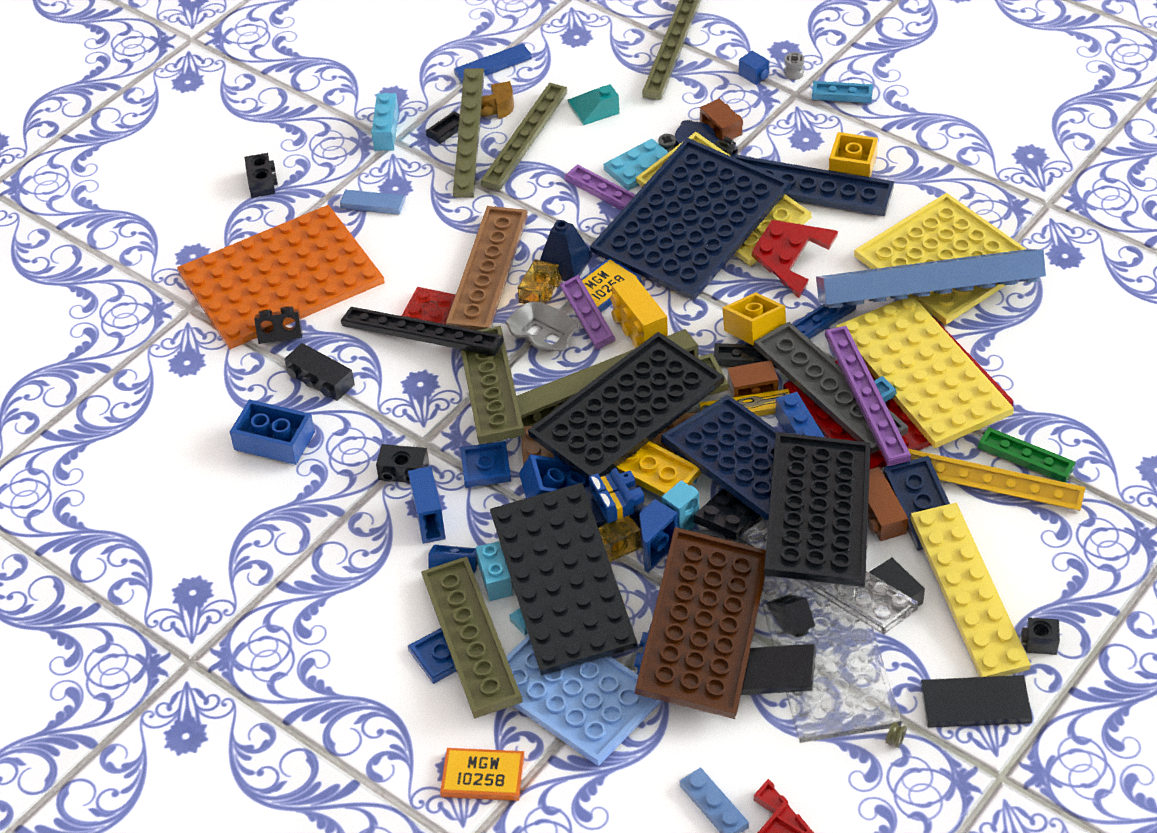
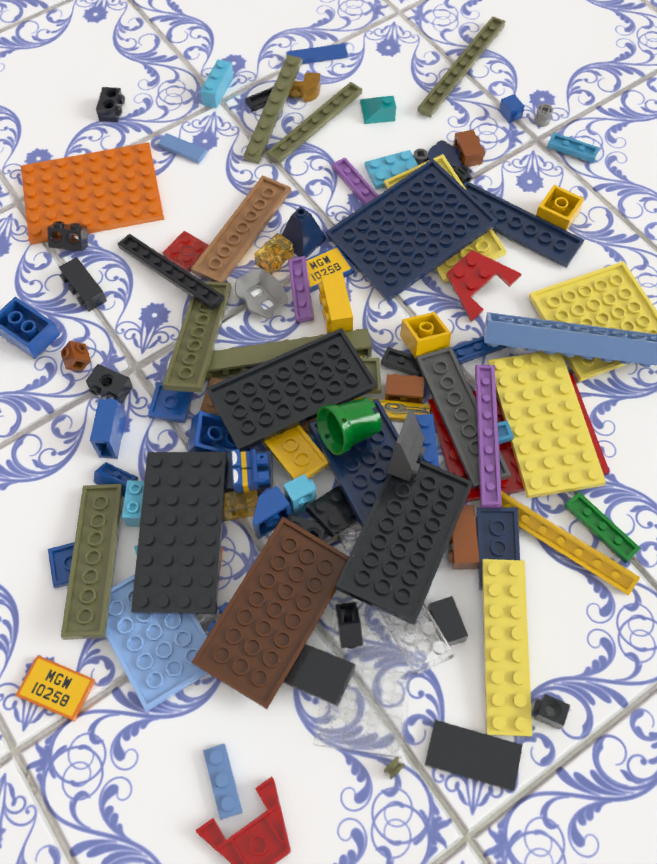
camera: 15 degrees right, 15 degrees up
(349, 445) = (75, 356): none -> dark orange brick
(708, 418) = (347, 424): none -> green piece
(787, 421) = (407, 449): none -> dark grey slope

